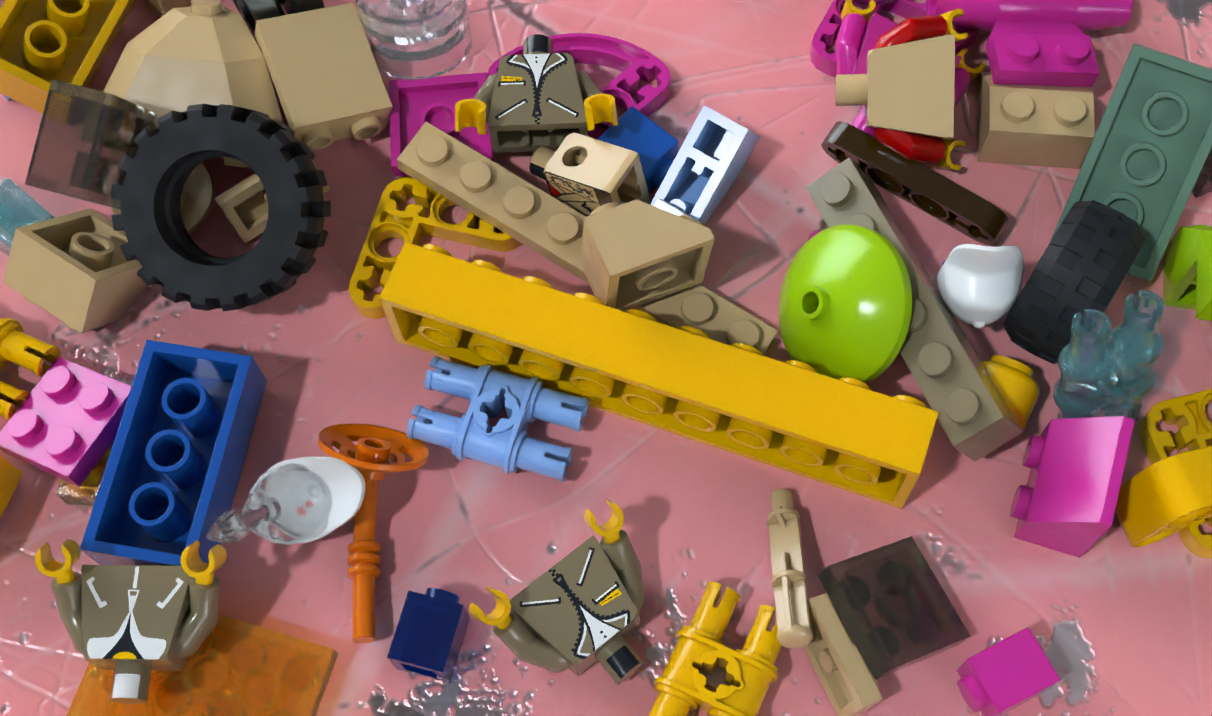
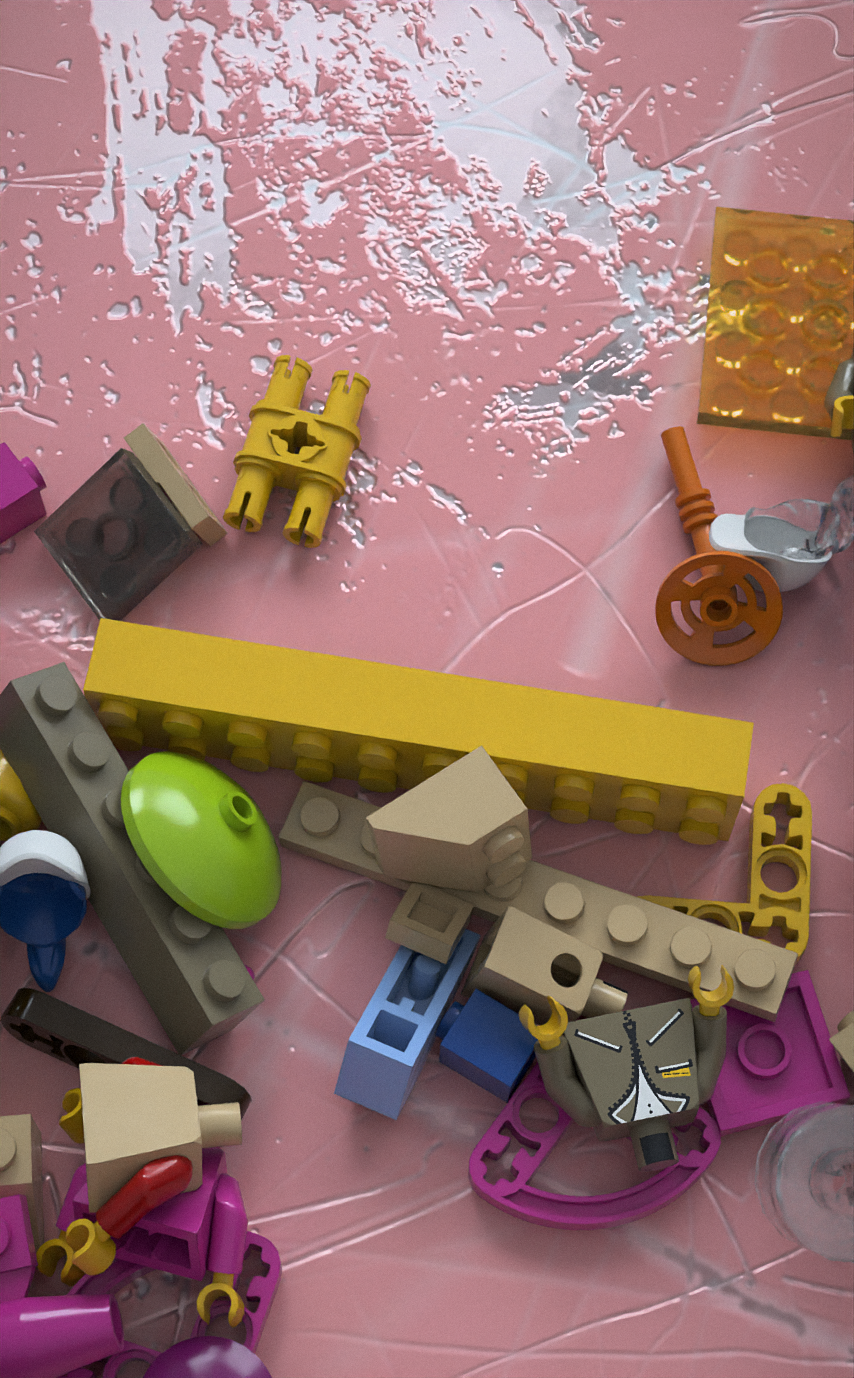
camera: 165 degrees right, 0 degrees up
(429, 634) = (604, 442): clear blue brick -> none
(508, 441) = (609, 652): light blue pin -> none
(578, 607) = (457, 485): dark tan torso -> none
(788, 572) = (233, 552): tan piece -> none

